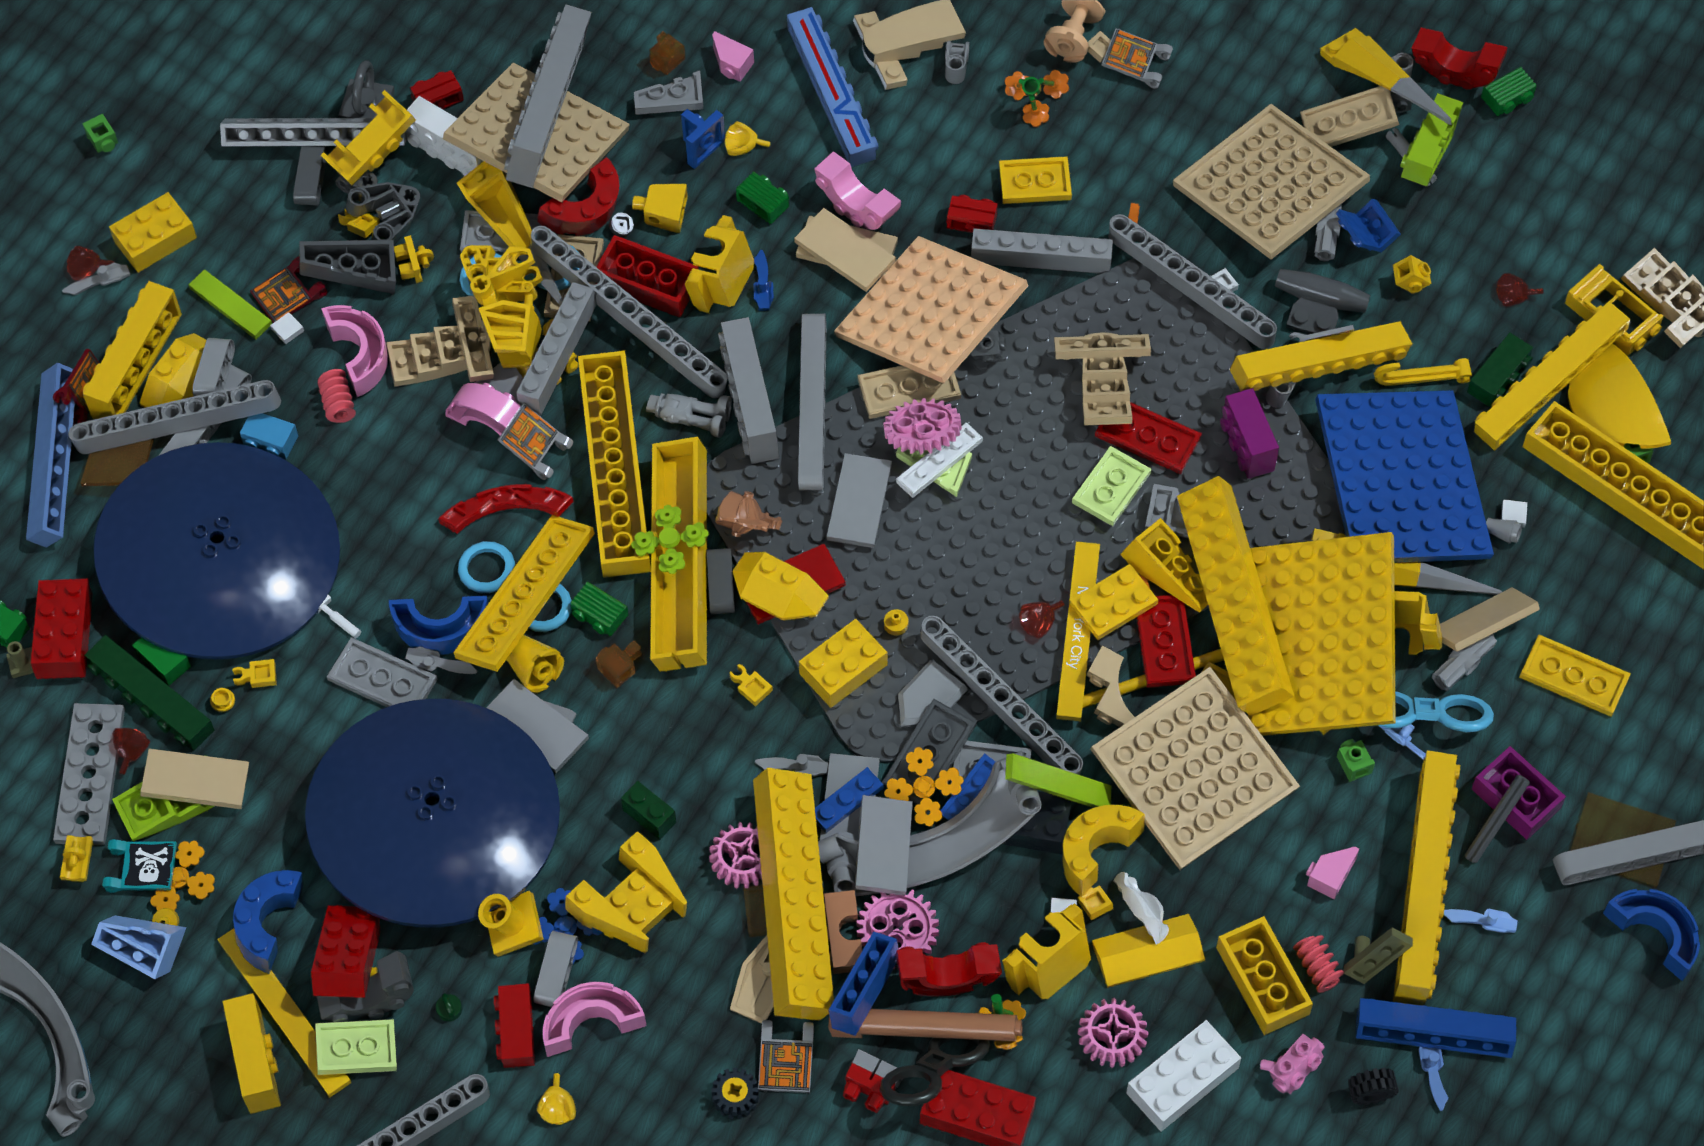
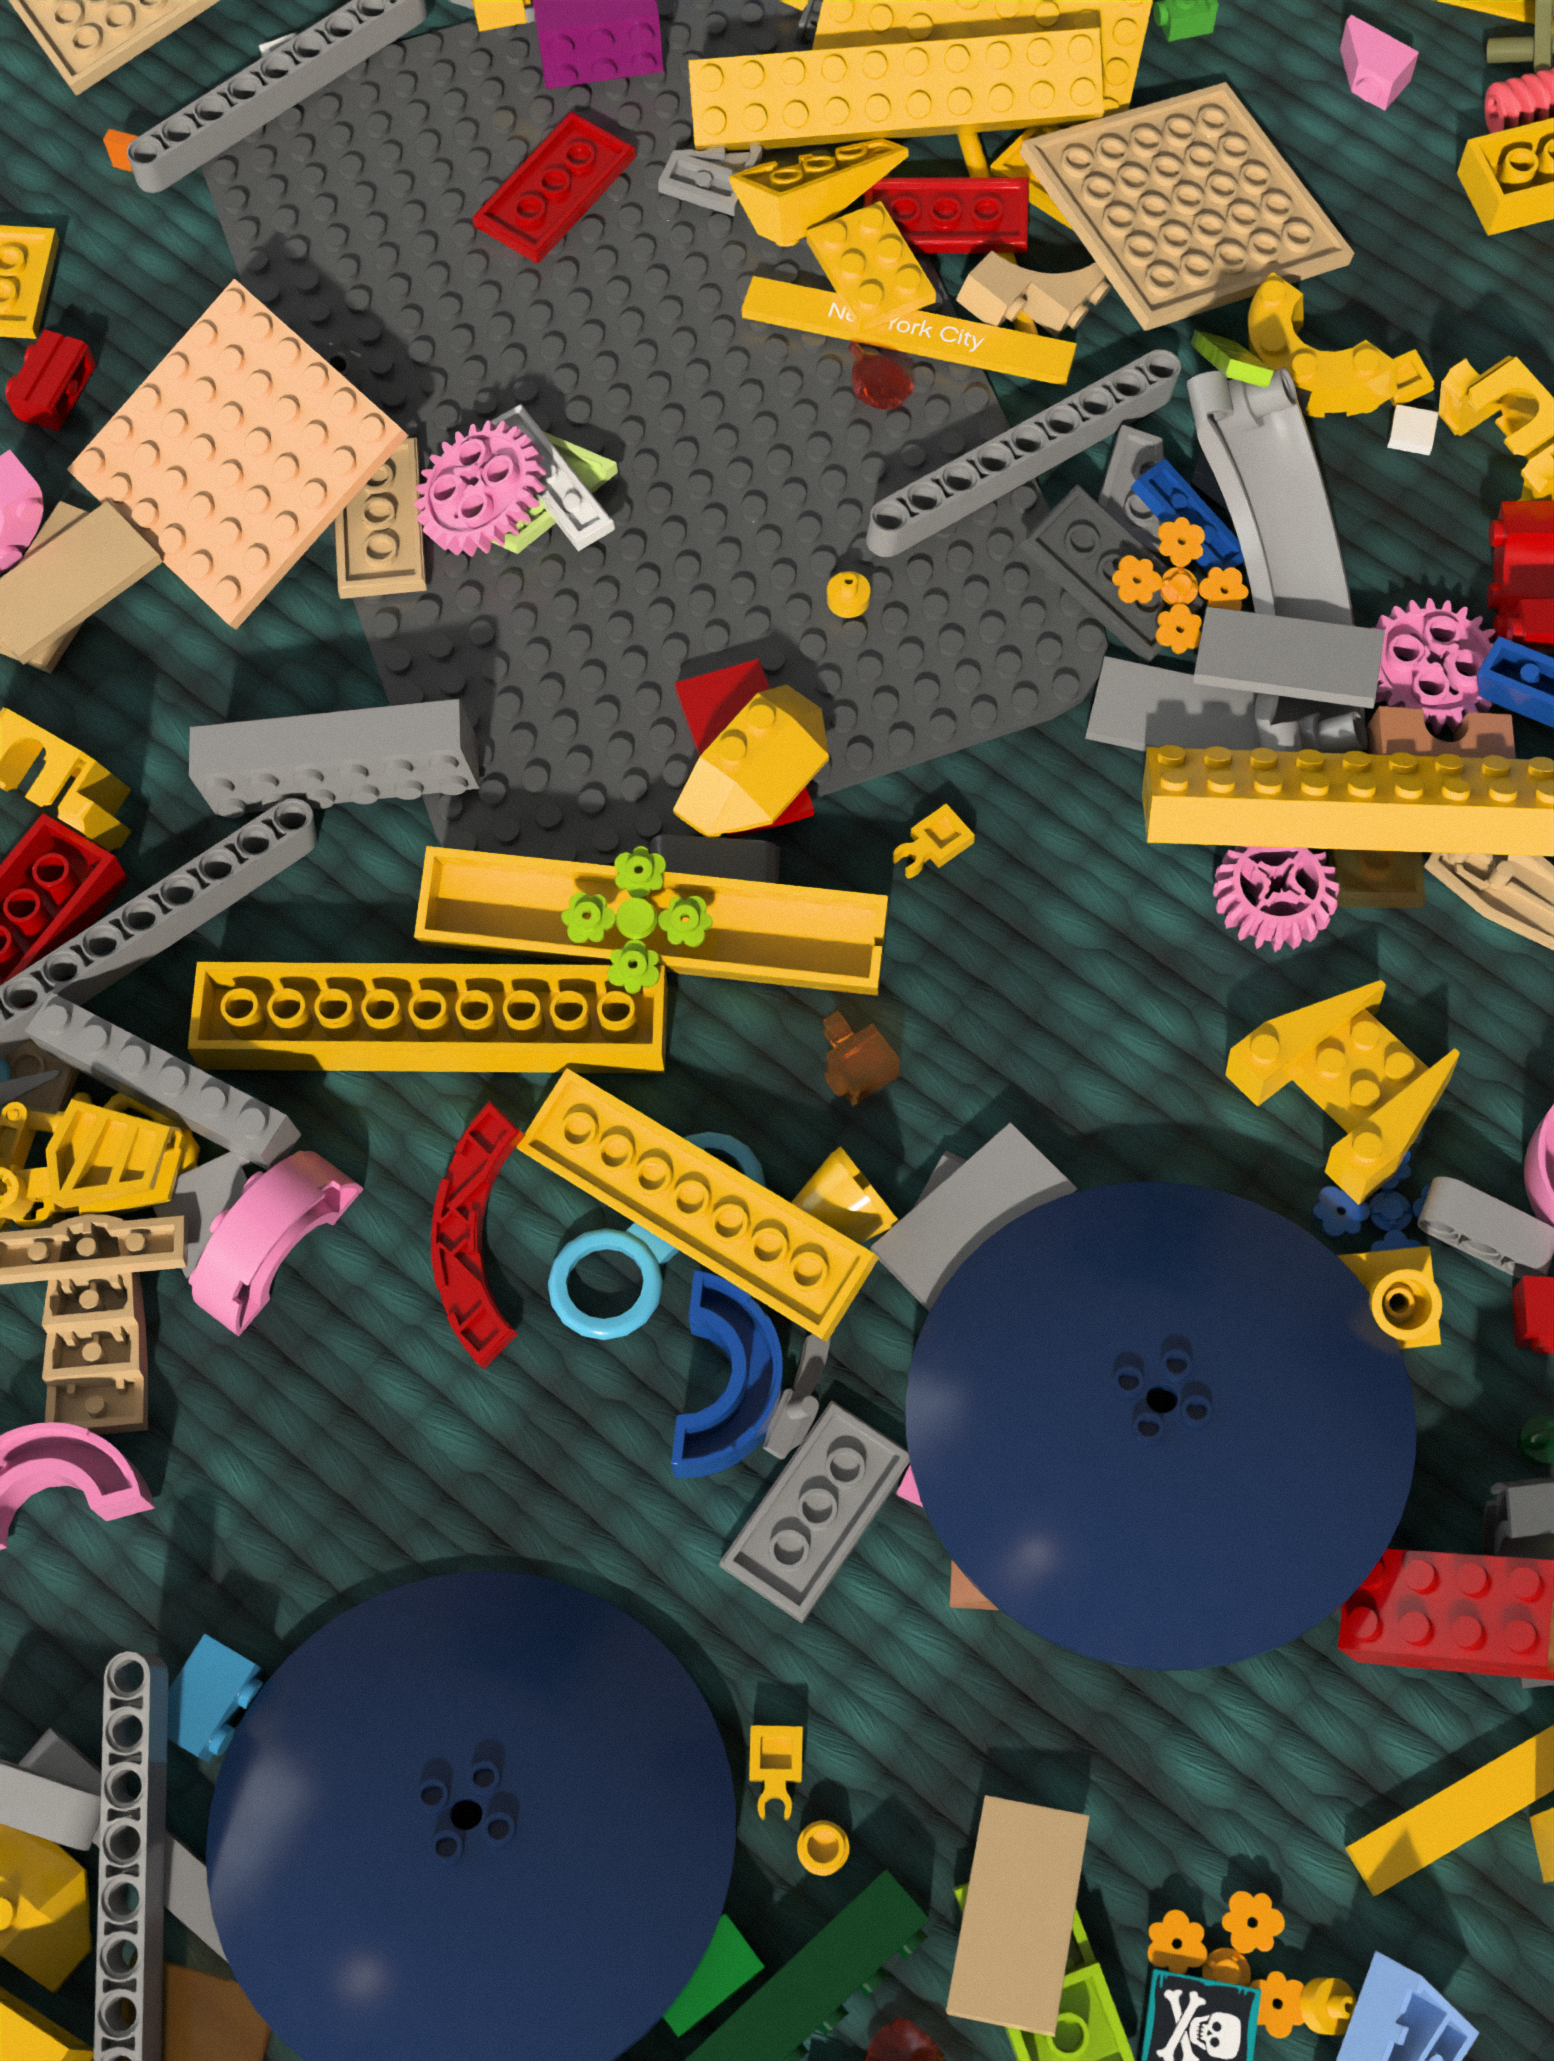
camera: 80 degrees left, 5 degrees up
(253, 905) = (1340, 1813): blue brick -> none
(336, 396) = (149, 1549): coral piece -> none
(339, 619) = (673, 1584): white piece -> none
(530, 439) = (347, 1160): flag -> none
(598, 609) = (739, 1082): green brick -> none
(648, 810) = (1173, 1036): dark green brick -> none
(680, 410) = (333, 898): light grey piece -> none
(744, 514) = (600, 795): nougat helmet -> none
(762, 289) = (102, 731): blue piece -> none
(805, 764) = (1101, 780): light grey piece -> none
(812, 402) = (377, 666): light grey beam -> none
(843, 663) = (926, 677): yellow brick -> none
(846, 799) = (1180, 704): blue plate -> none
(859, 500) = (594, 621): light grey tile -> none
(927, 684) = (991, 565): light grey tile -> none
(1042, 251) = (155, 285): light grey brick -> none
(1104, 373) = (434, 217): tan slope -> none
(1111, 486) = (645, 245): yellowish green plate -> none
(1135, 955) = (1481, 309): yellow slope -> none
(1144, 906) = (1422, 308): white piece -> none

